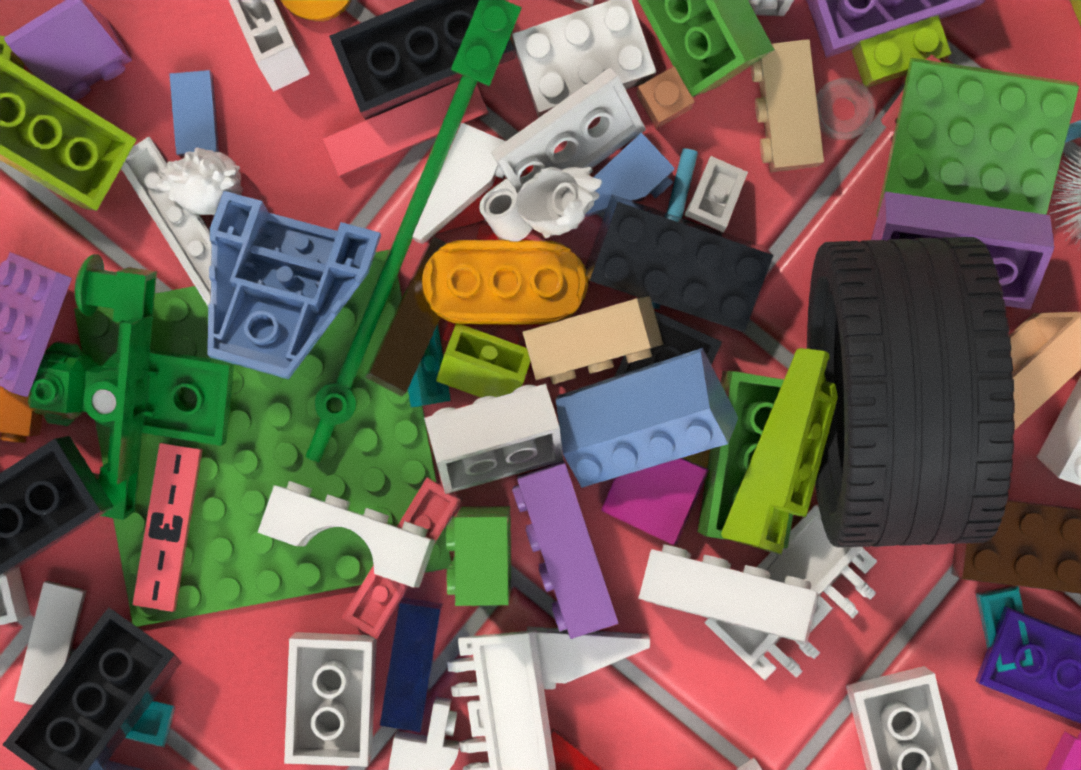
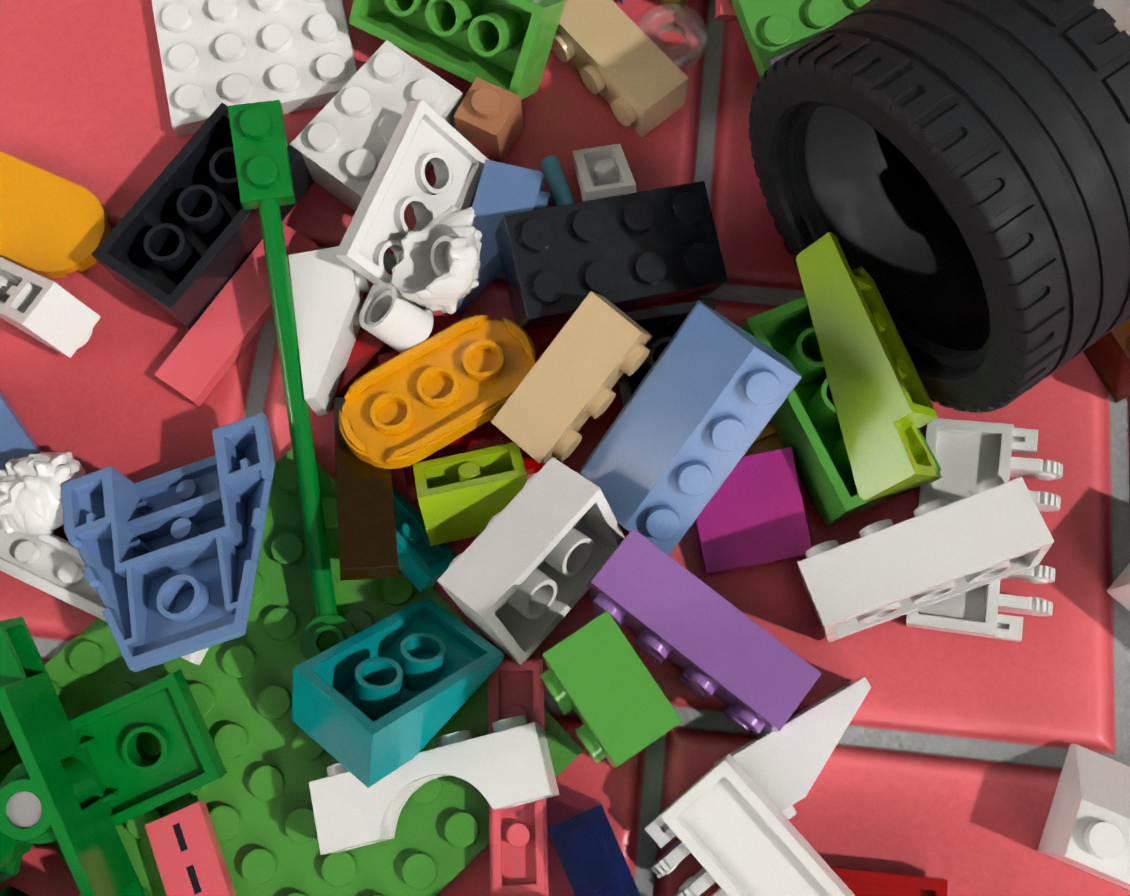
camera: 25 degrees left, 15 degrees down
(359, 461) = (390, 688): none -> teal slope

